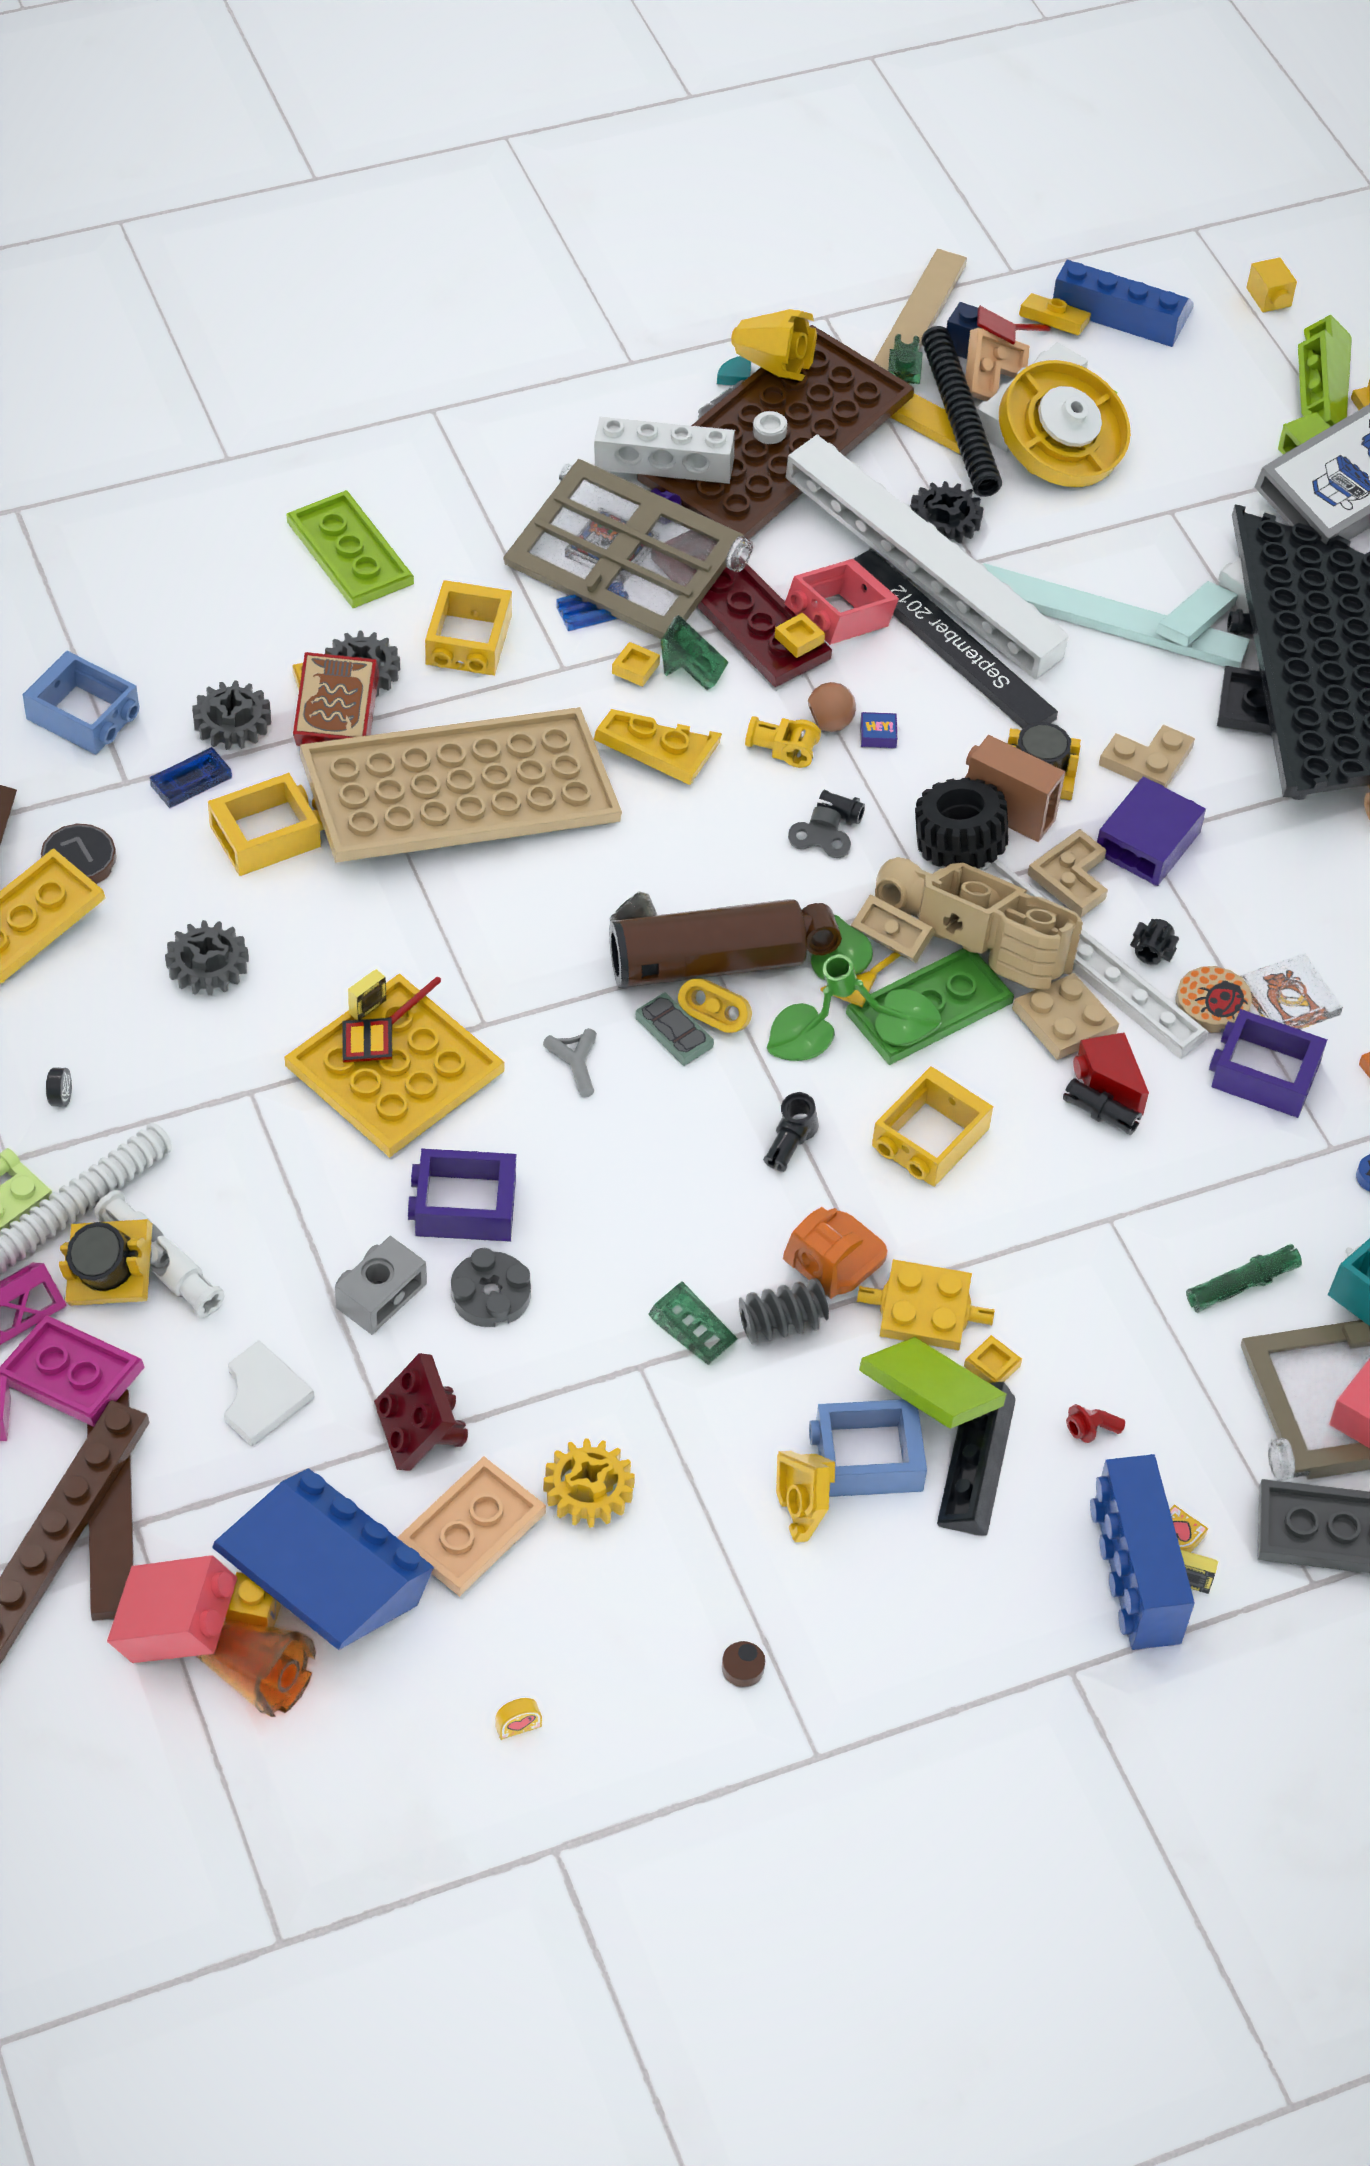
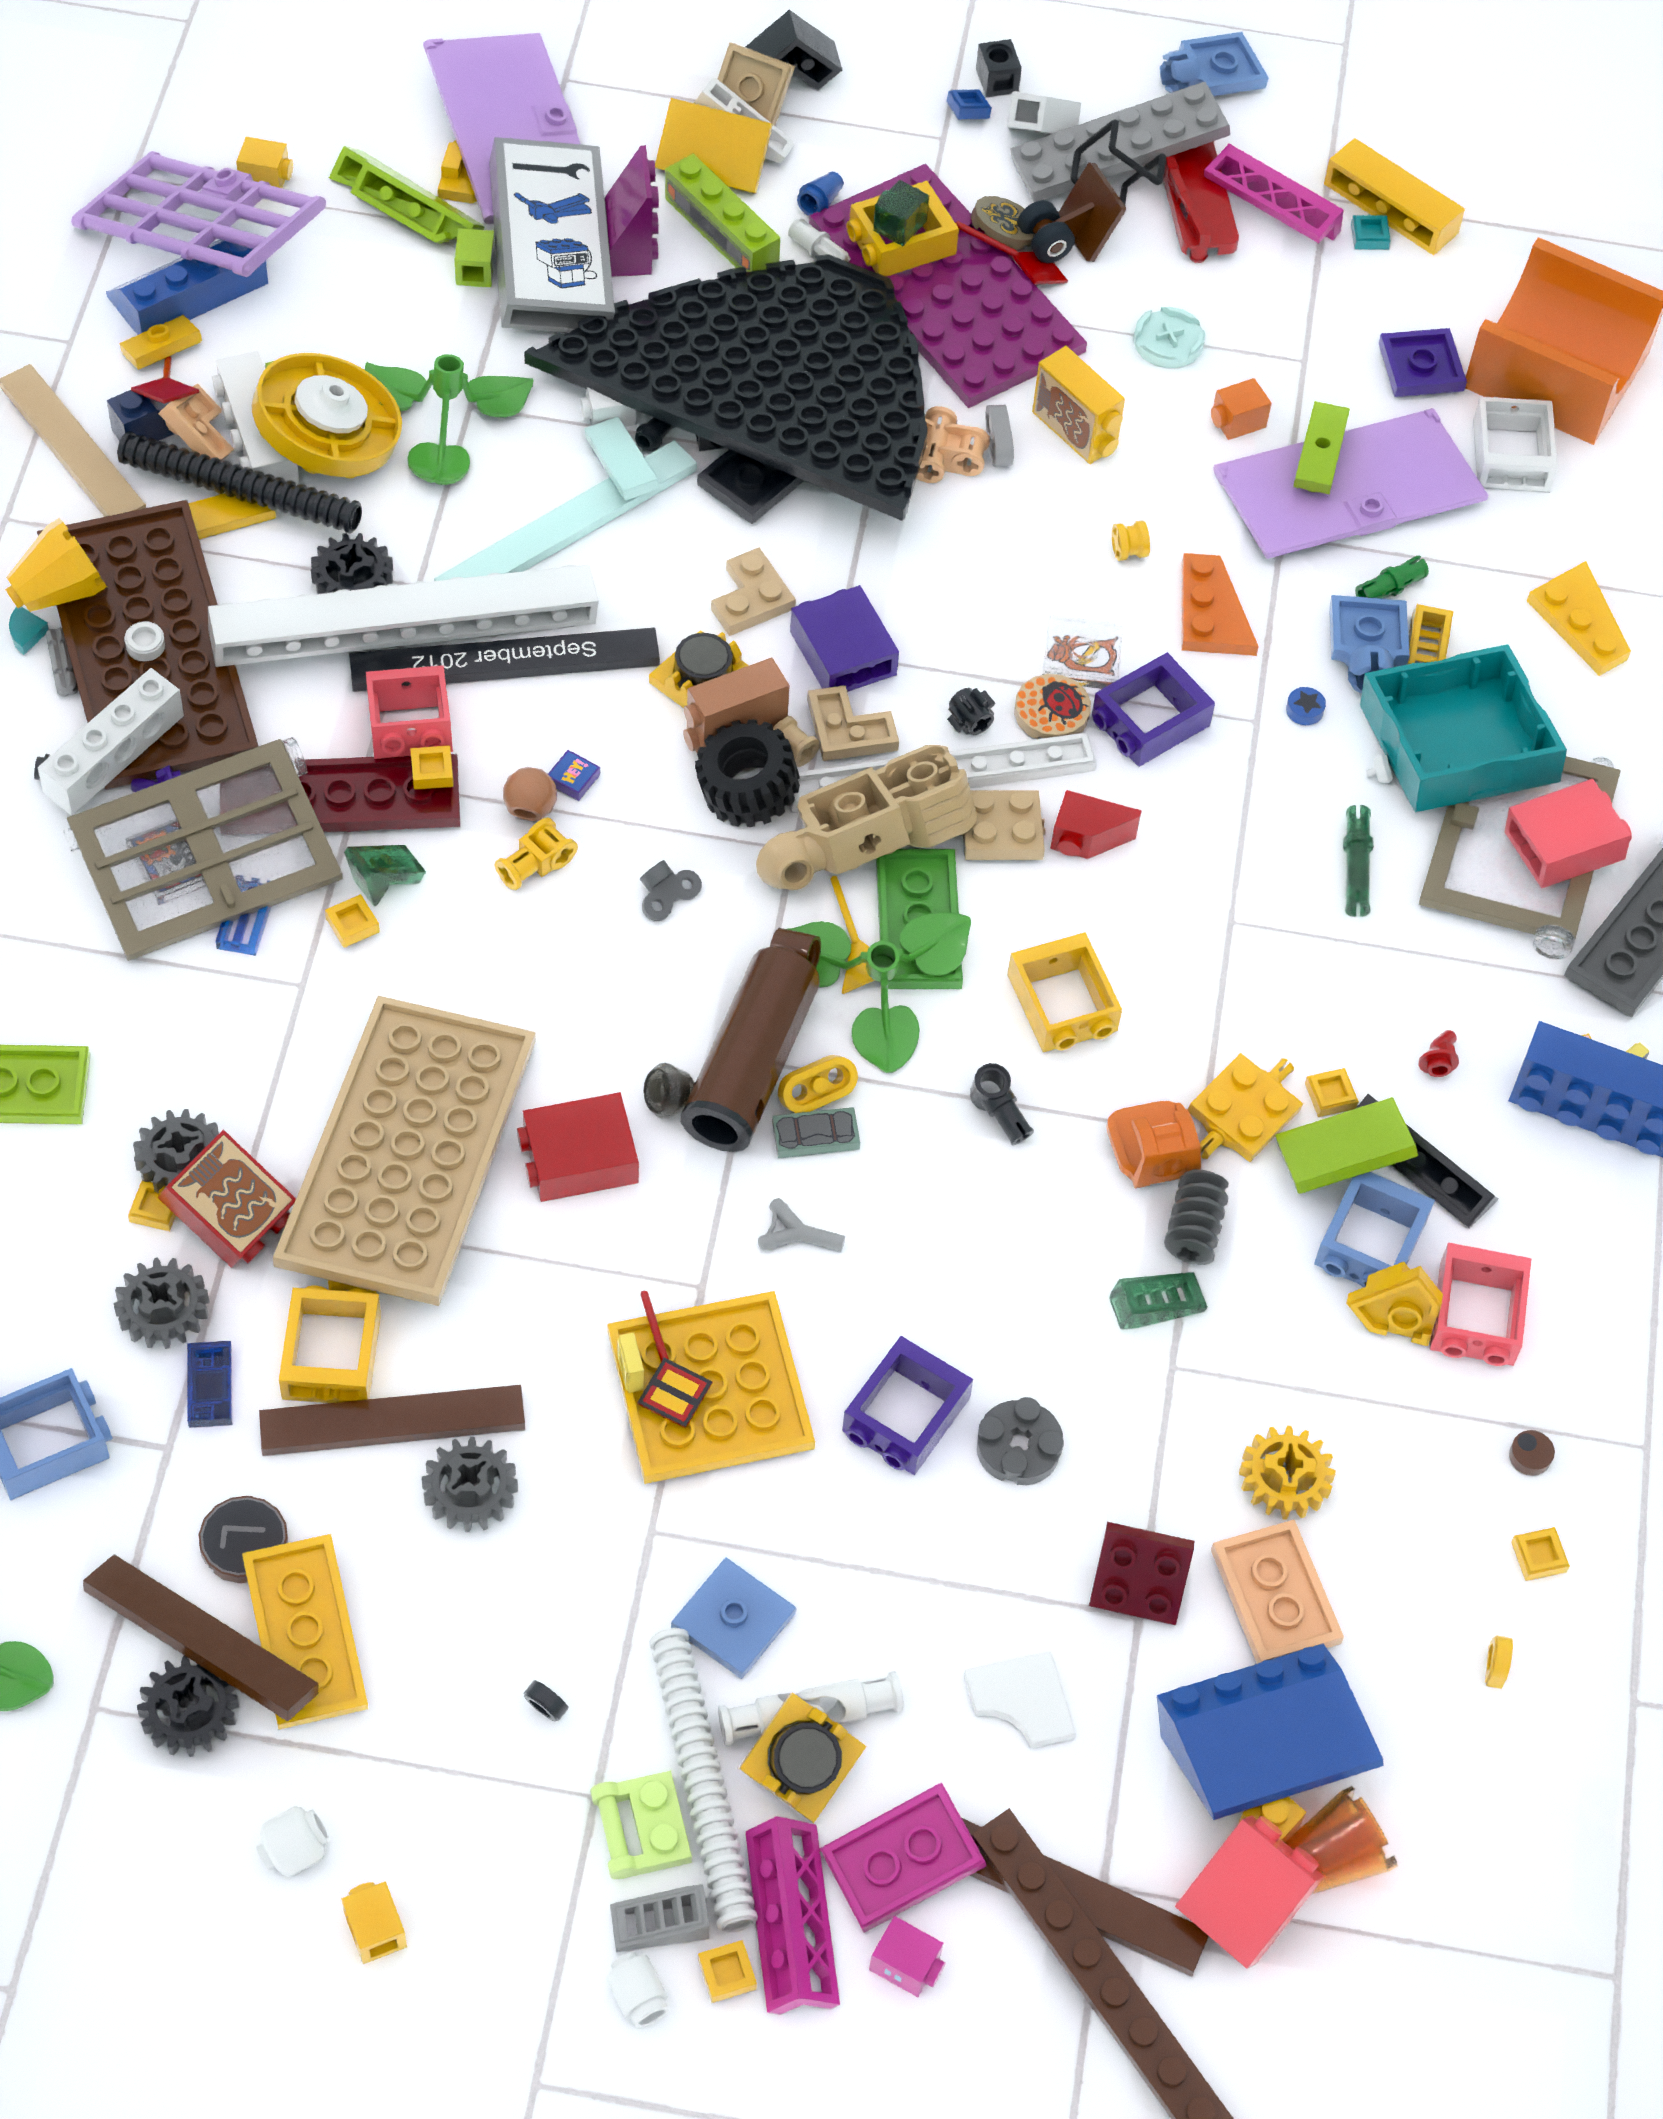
camera: 60 degrees left, 5 degrees up
(208, 1173) = (734, 1617): none -> medium blue plate
(234, 893) = (391, 1420): none -> reddish brown tile
(374, 1304) = (969, 1507): light grey brick -> none
(473, 603) = (178, 1006): yellow window -> none
(542, 886) = (578, 1147): none -> red brick
(648, 1712) = (1540, 1554): none -> yellow tile
(661, 747) = (471, 957): yellow wing -> none
(850, 809) = (648, 855): black pin -> none
(873, 1517) = (1491, 1270): none -> coral window
(893, 928) = (829, 894): tan plate -> none
(906, 360) = (133, 490): clear green plate -> none
(1025, 844) = (802, 746): none -> tan bush
(1102, 1106) = (1119, 855): black pin -> none
(1154, 465) = (493, 396): none -> bright green plant
(1207, 265) = (222, 191): none -> lavender door

